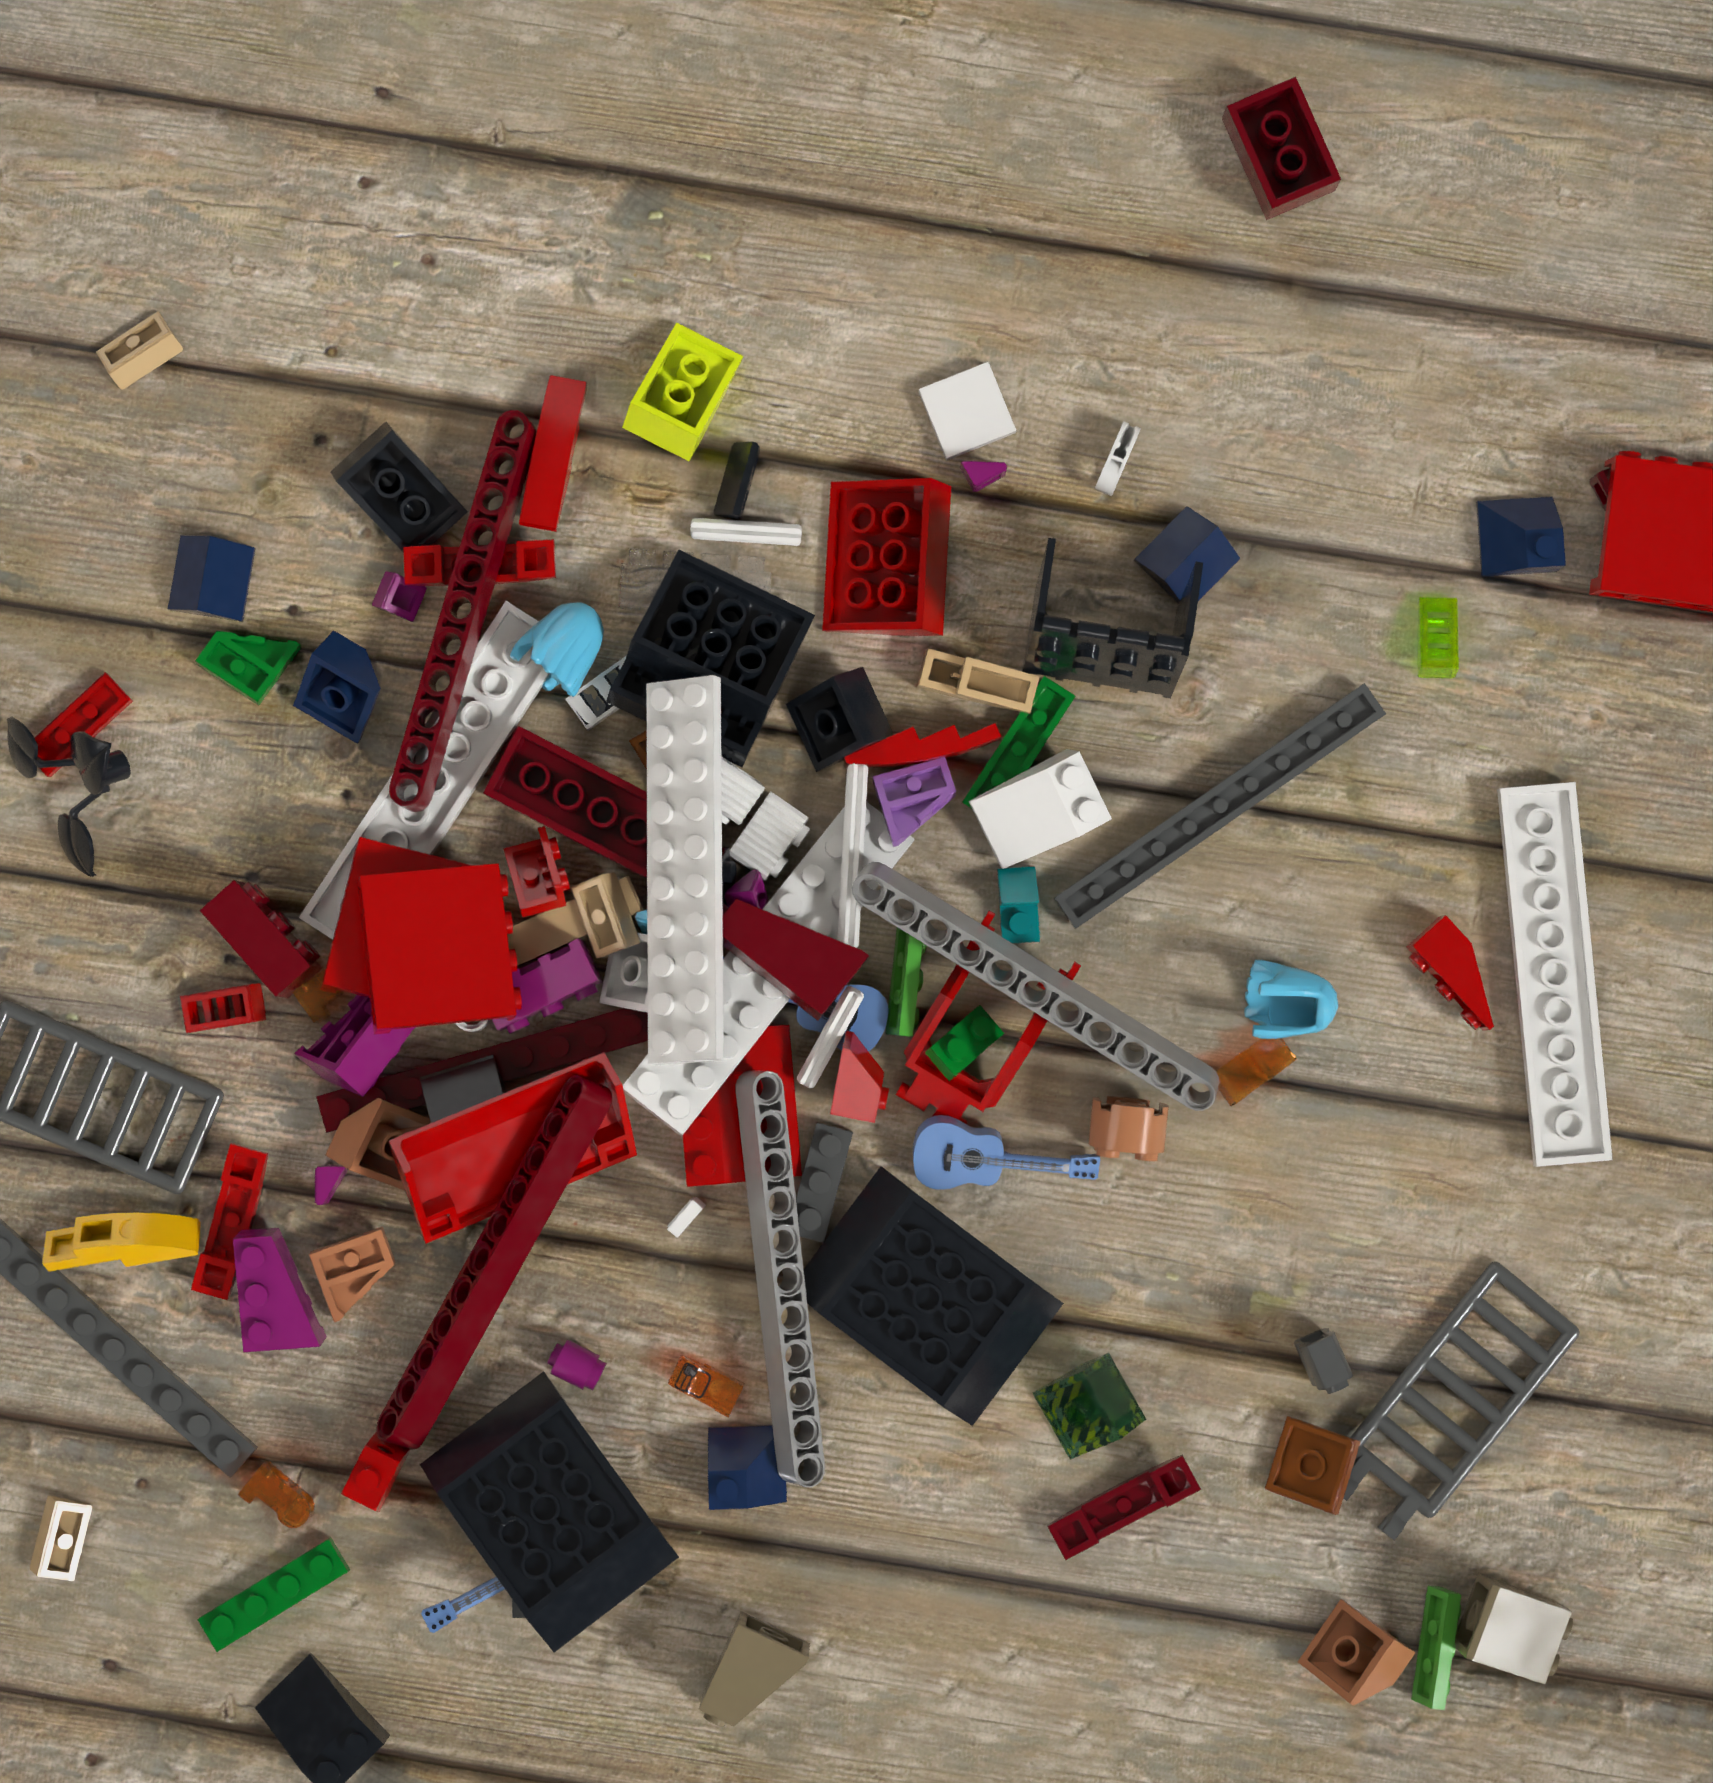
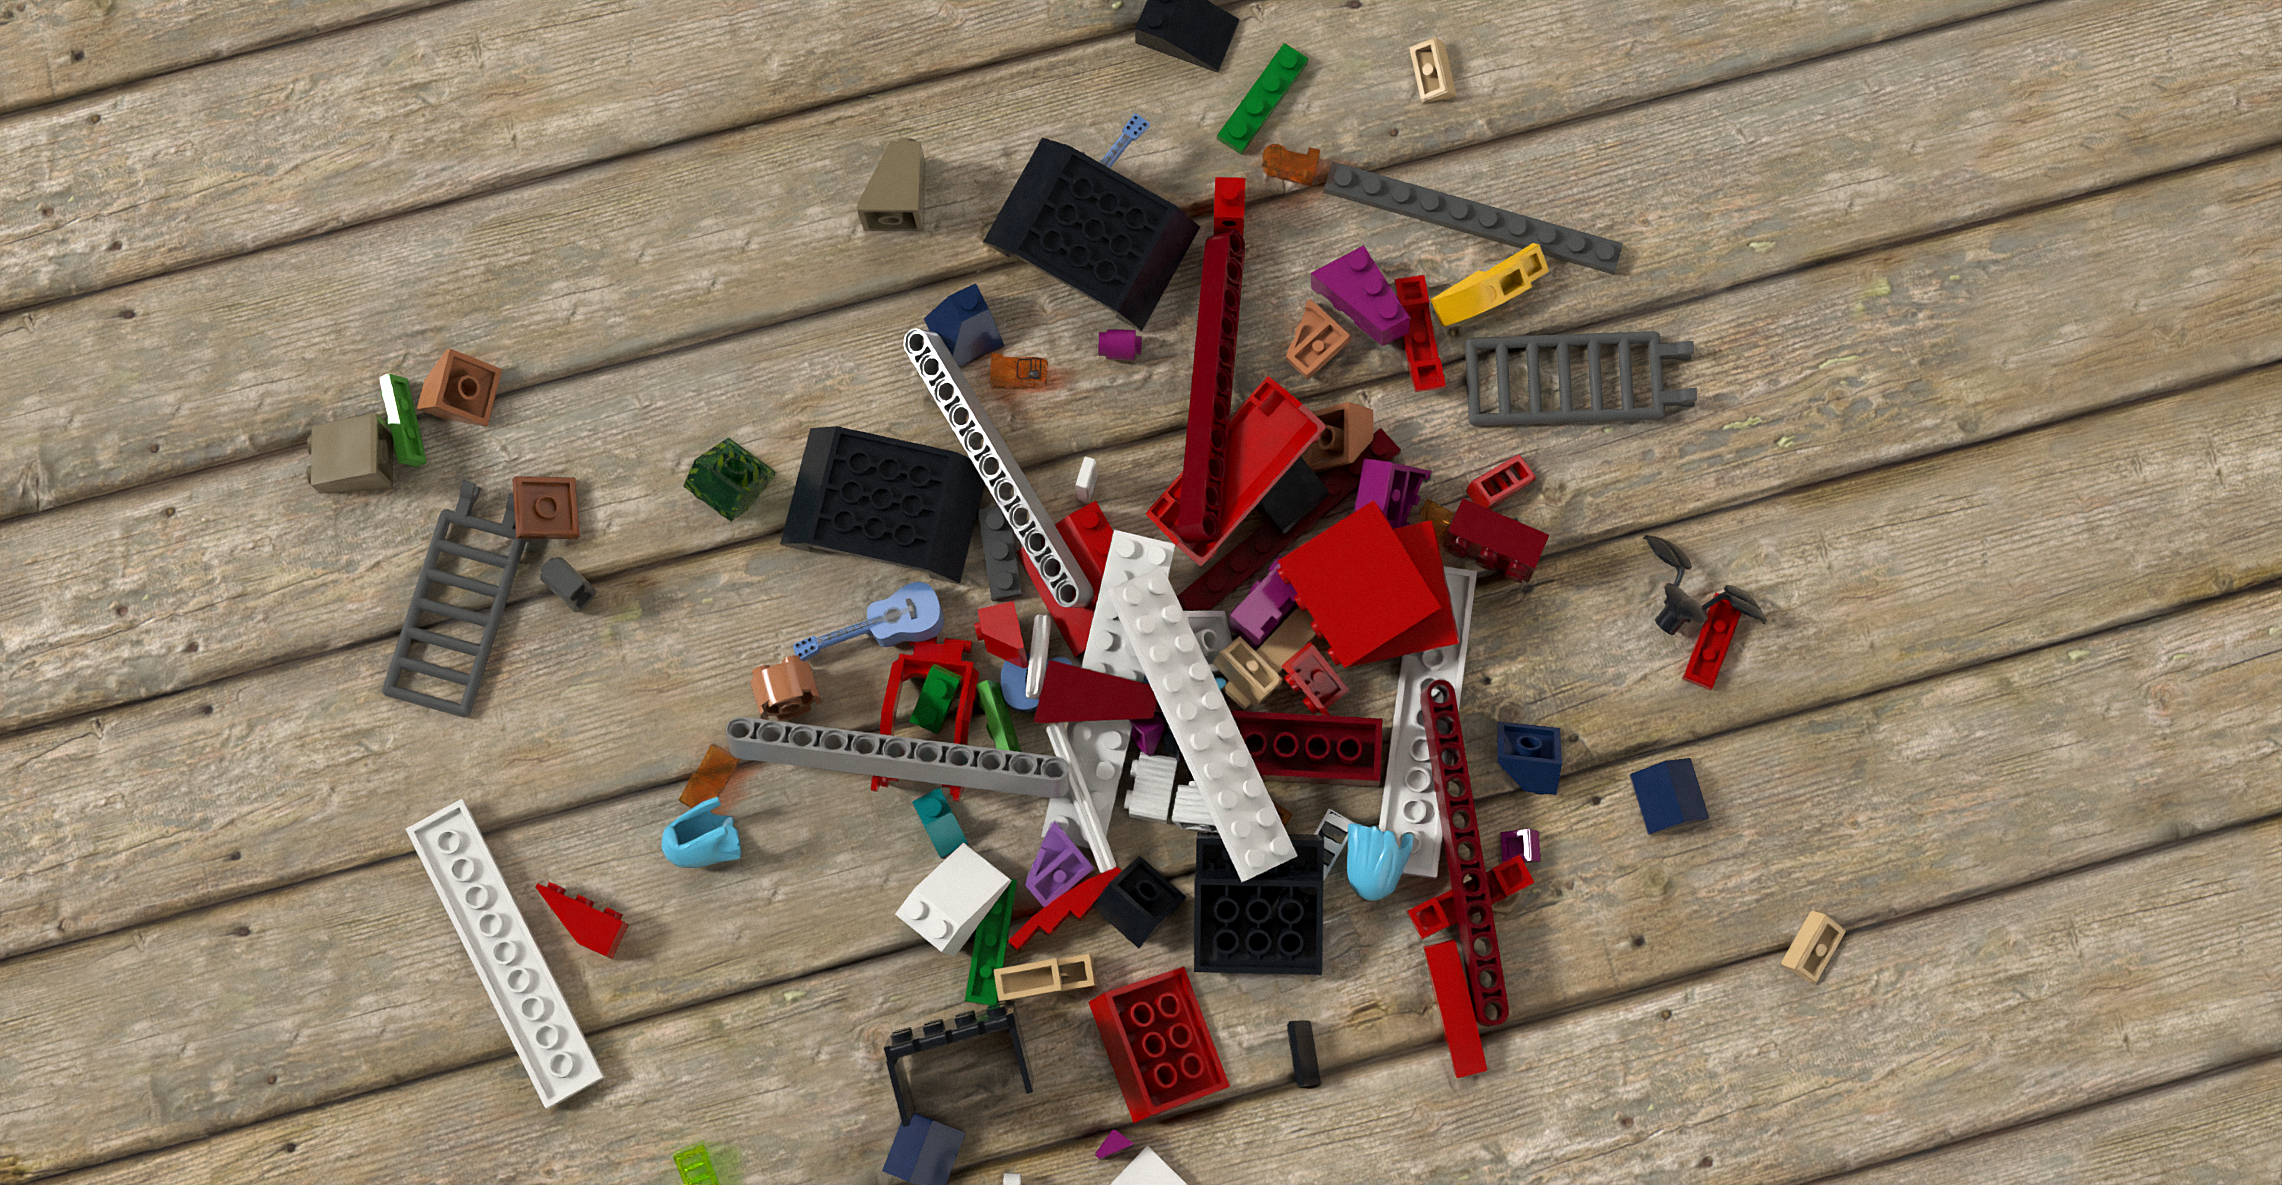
camera: 160 degrees right, 10 degrees down
(247, 663) = (1609, 743): green wing -> none
(327, 1181) = (1364, 393): magenta slope -> none
(398, 490) = (1561, 925): black slope -> none
(682, 392) = (1378, 1104): neon yellow slope -> none
(746, 531) = (1278, 1016): white axle -> none
(1123, 1505) = (676, 421): dark red slope -> none
(1219, 806) = (815, 968): dark grey plate -> none

